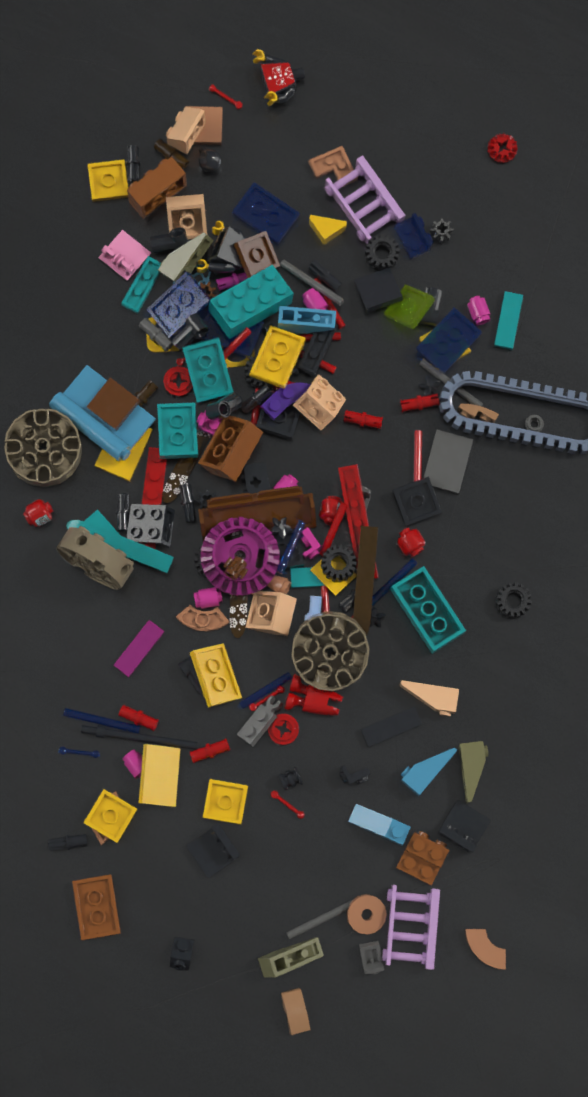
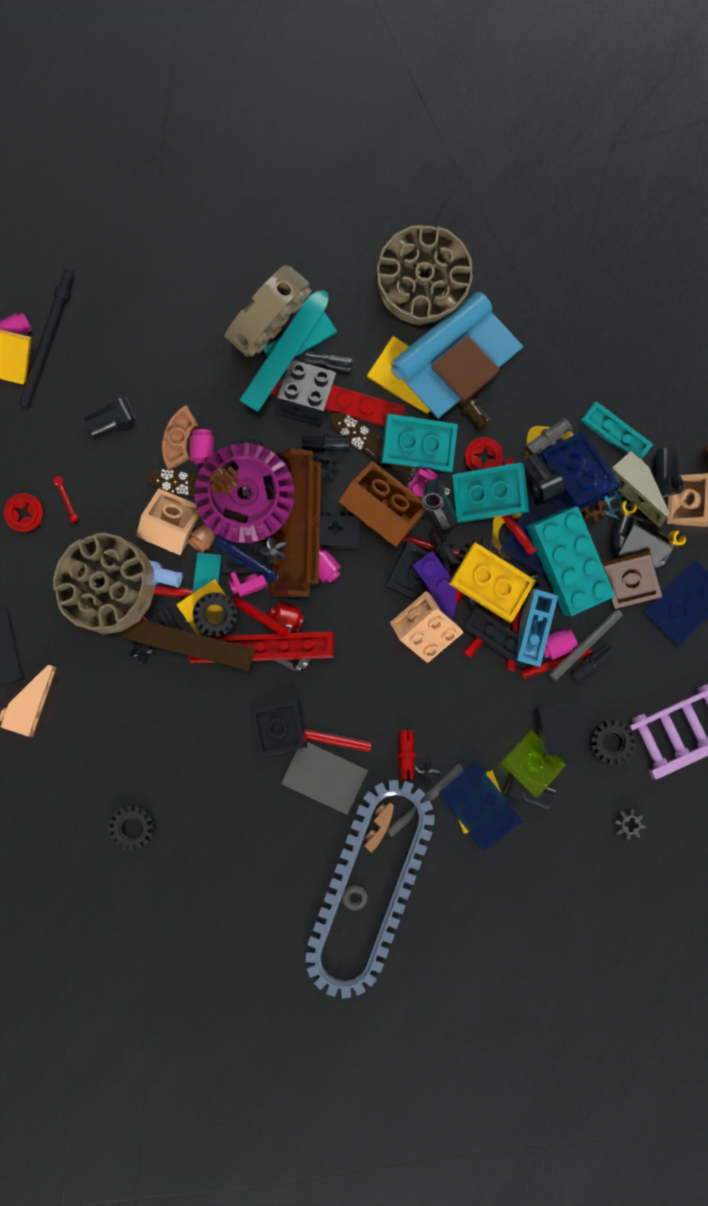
camera: 100 degrees right, 5 degrees up
(38, 513) = (343, 257): red head -> none
(63, 750) = (48, 245): clear blue hinge -> none
(101, 720) = (75, 296): clear blue bar -> none
(124, 255) = (659, 415): bright pink hinge -> none
(138, 717) = (69, 340): red pin -> none
(139, 648) = (155, 354): magenta tile -> none
(209, 750) = (13, 419): red pin -> none
(215, 675) = (102, 440): yellow tile -> none
(230, 281) = (603, 542): magenta pin -> none
(259, 721) = (37, 485): dark grey plate -> none
(265, 690) = (76, 500): clear blue bar -> none
(315, 699) = (49, 552): red piece -> none
(327, 228) = (654, 677): yellow slope -> none
(363, 419) = (396, 679): red pin -> none
(396, 578) = (183, 680): clear blue bar -> none
(411, 542) = (227, 710): red head -> none
(414, 236) = (628, 787): clear blue bracket -> none
(427, 610) = (135, 716): teal brick -> none
(479, 310) = (515, 853): dark pink brick -> none
(508, 320) = (497, 890): teal tile -> none

